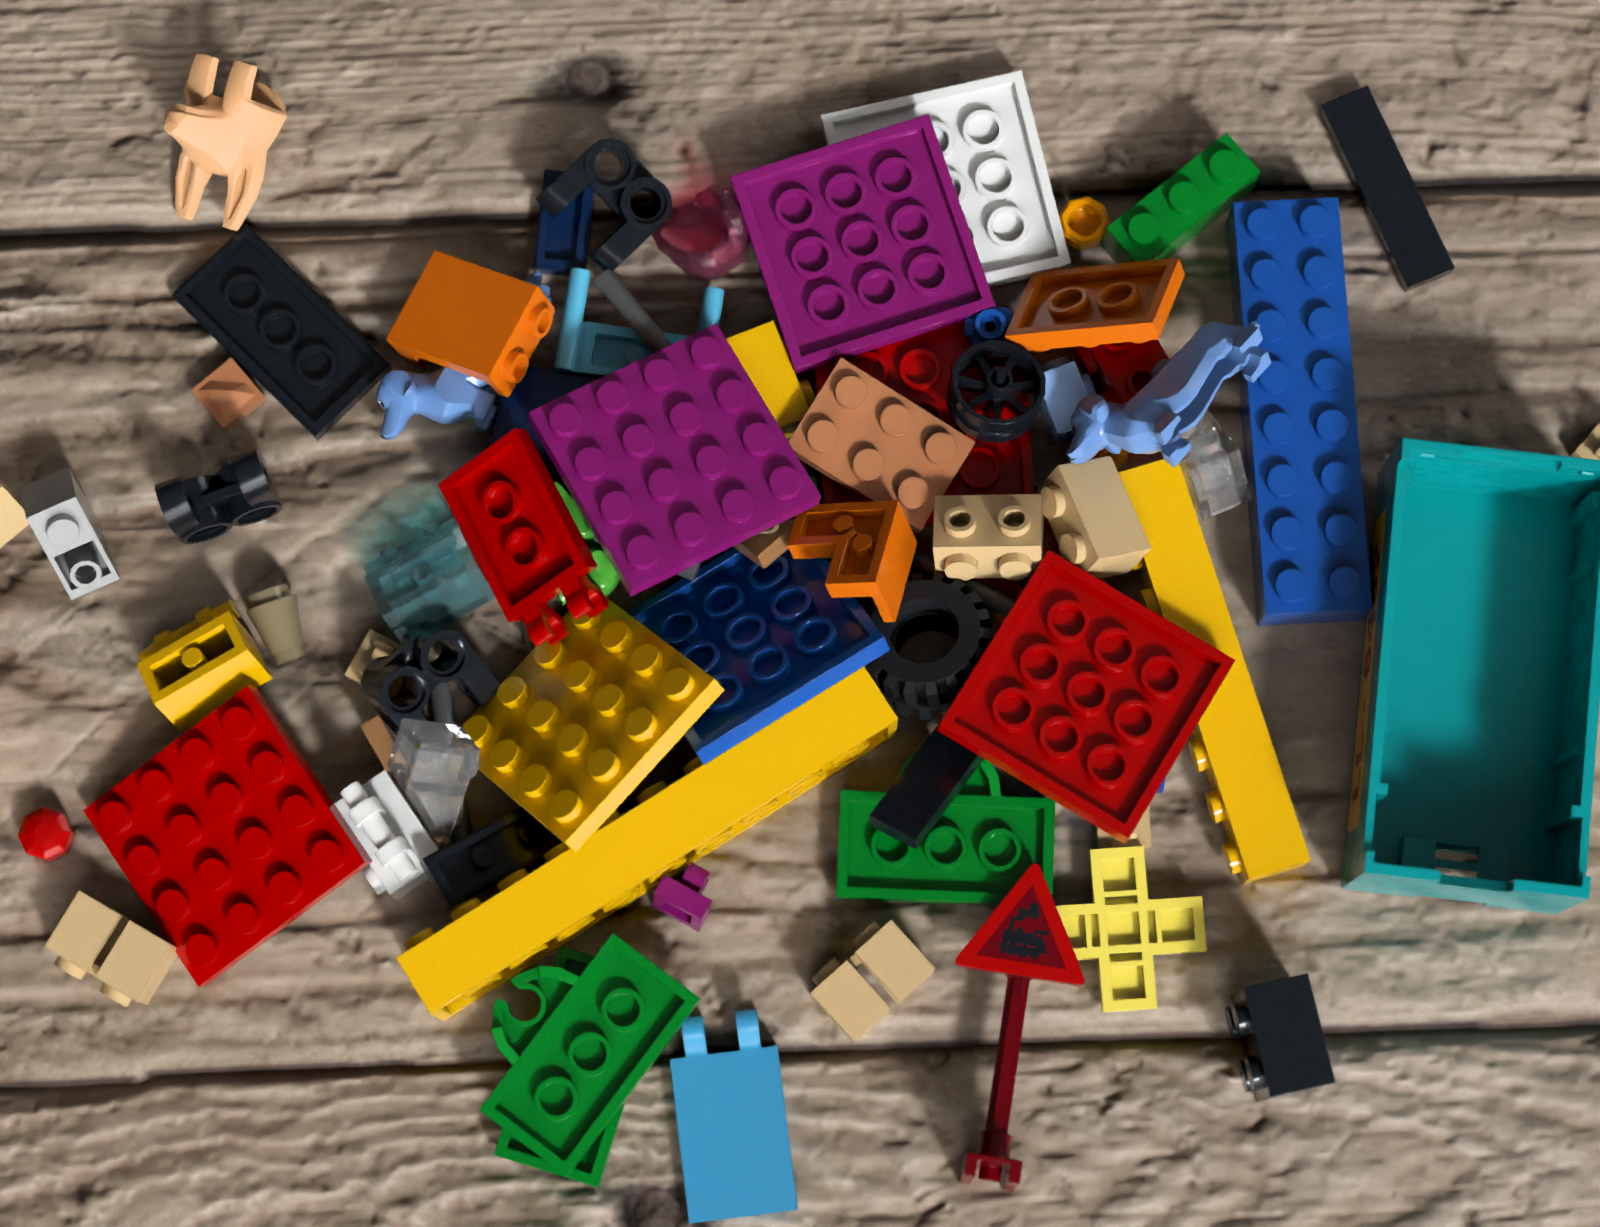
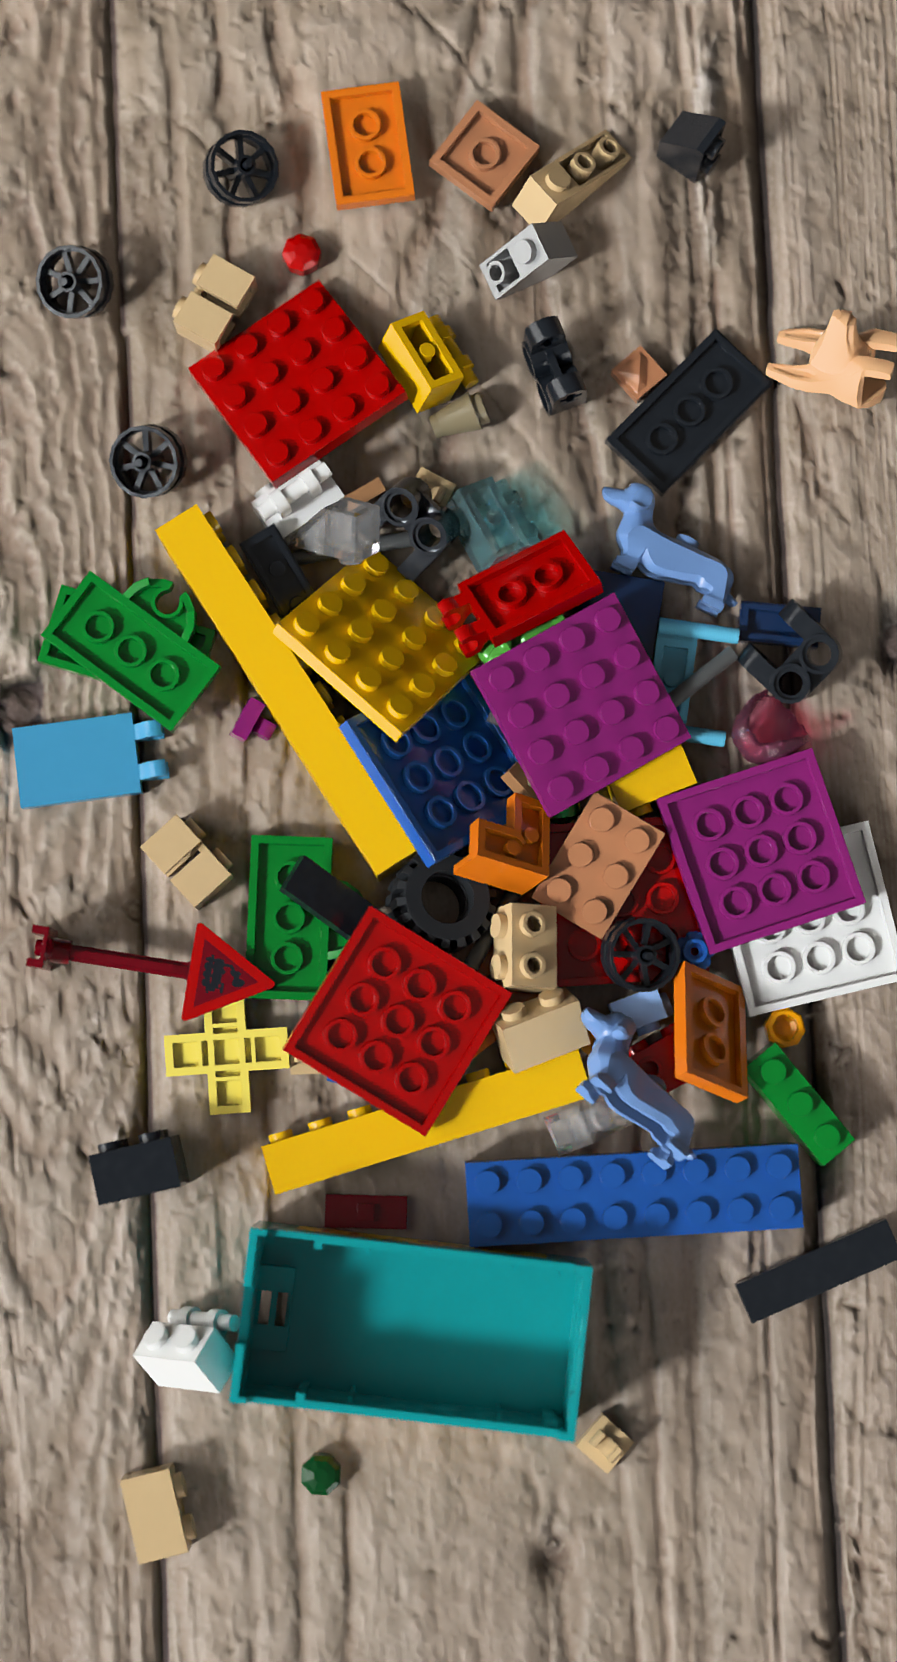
camera: 85 degrees right, 5 degrees up
(73, 1140) = (74, 281): none -> black wheel
(327, 1037) = (148, 461): none -> black wheel
(472, 322) = (691, 552): orange panel -> none
(1325, 751) = (365, 1211): none -> dark red piece
(1521, 969) = (189, 1349): none -> white brick

